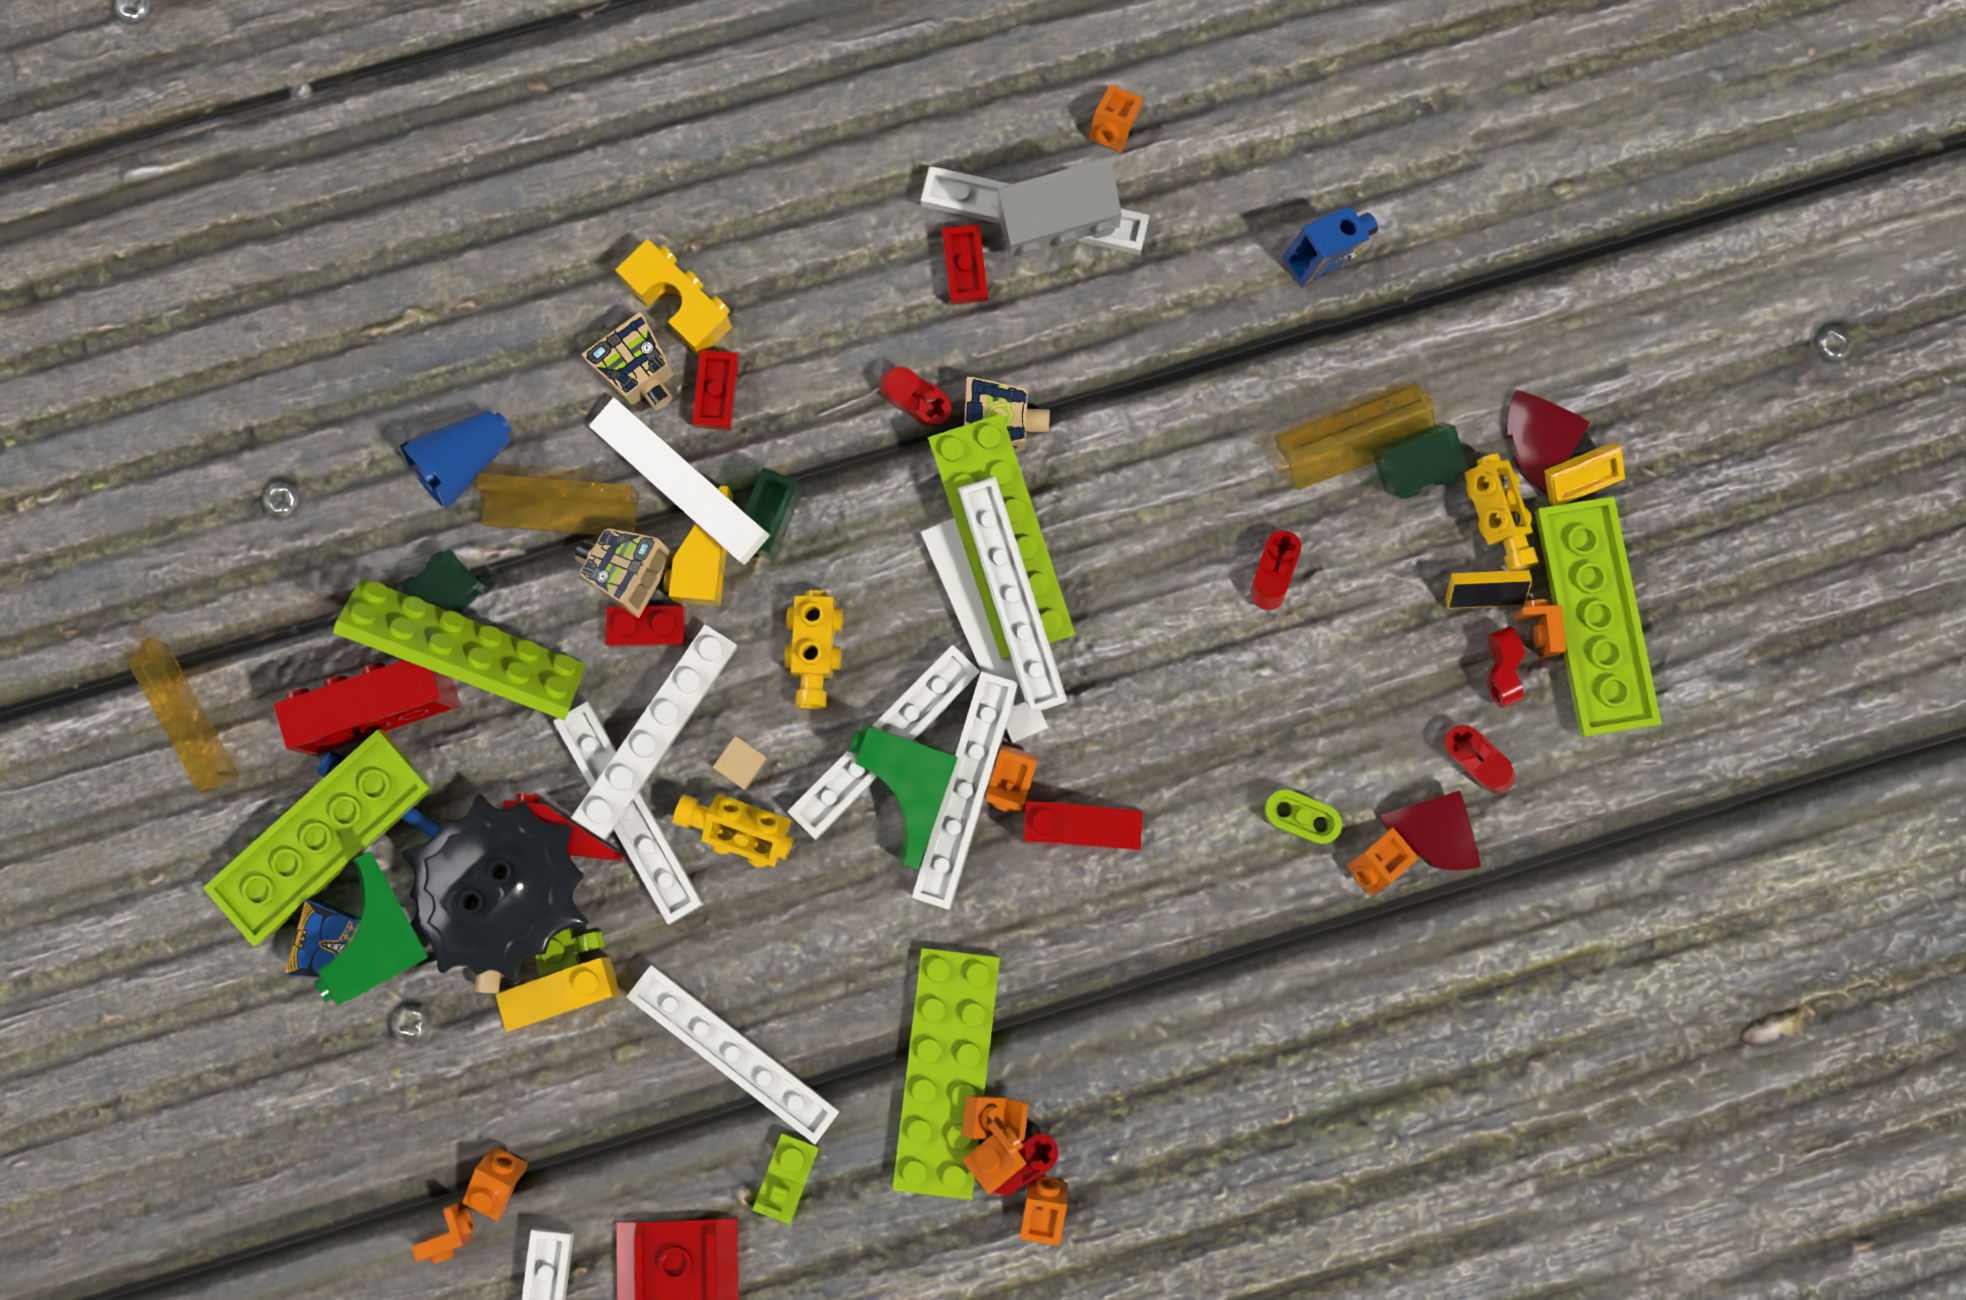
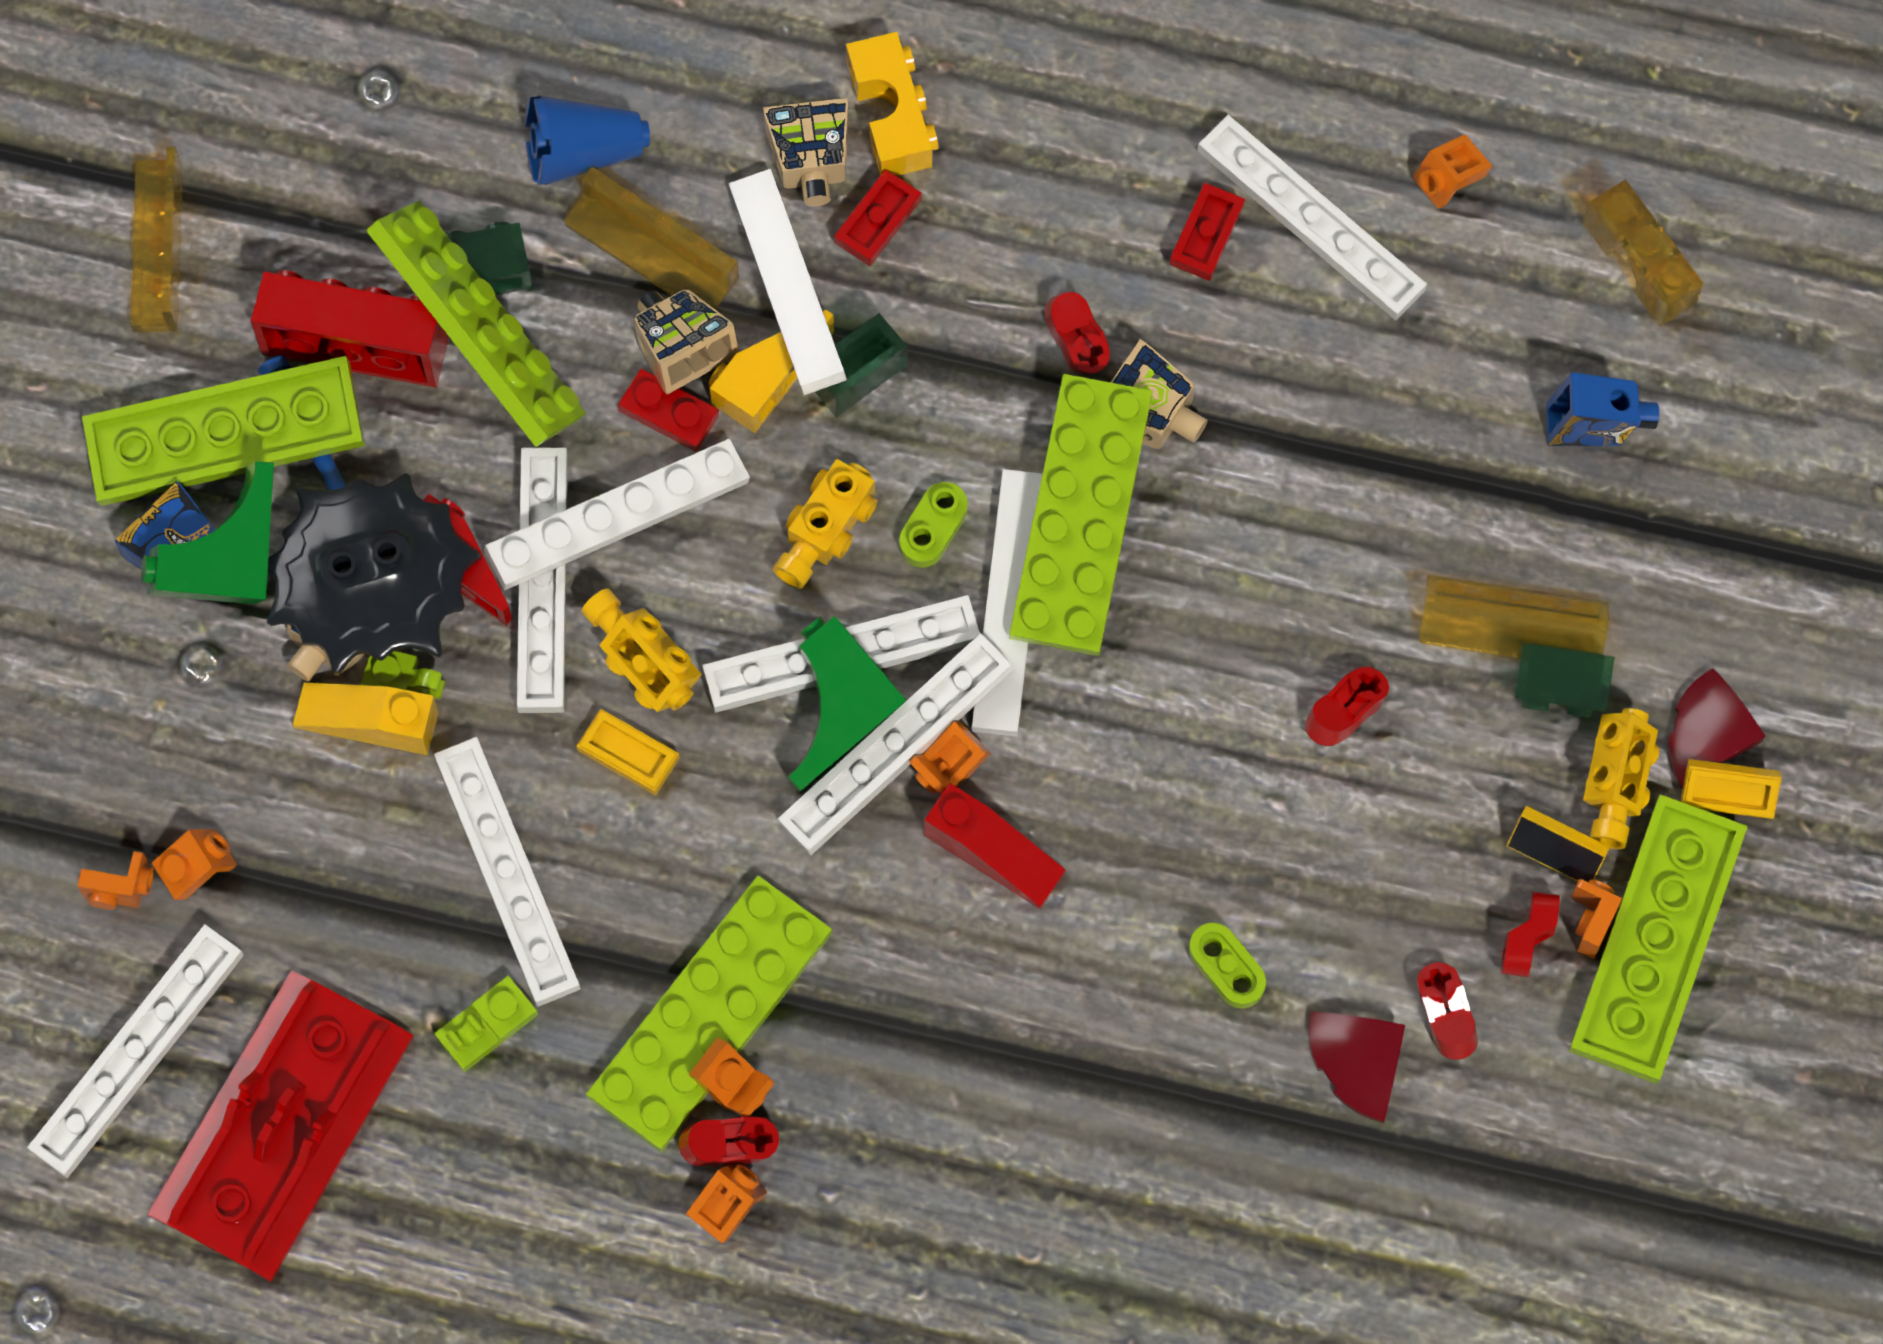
camera: 25 degrees right, 10 degrees down
(740, 763) = (683, 595): tan tile -> none
(769, 907) = (628, 752): none -> yellow tile
(893, 601) = (935, 523): none -> lime plate
(995, 1158) = (710, 1113): orange bracket -> none
(1012, 595) = (1056, 574): white tile -> none
(1059, 208) = (1331, 223): light grey slope -> none
(1311, 108) = (1662, 274): none -> clear yellow arch
(1382, 862) = (1283, 1055): orange bracket -> none

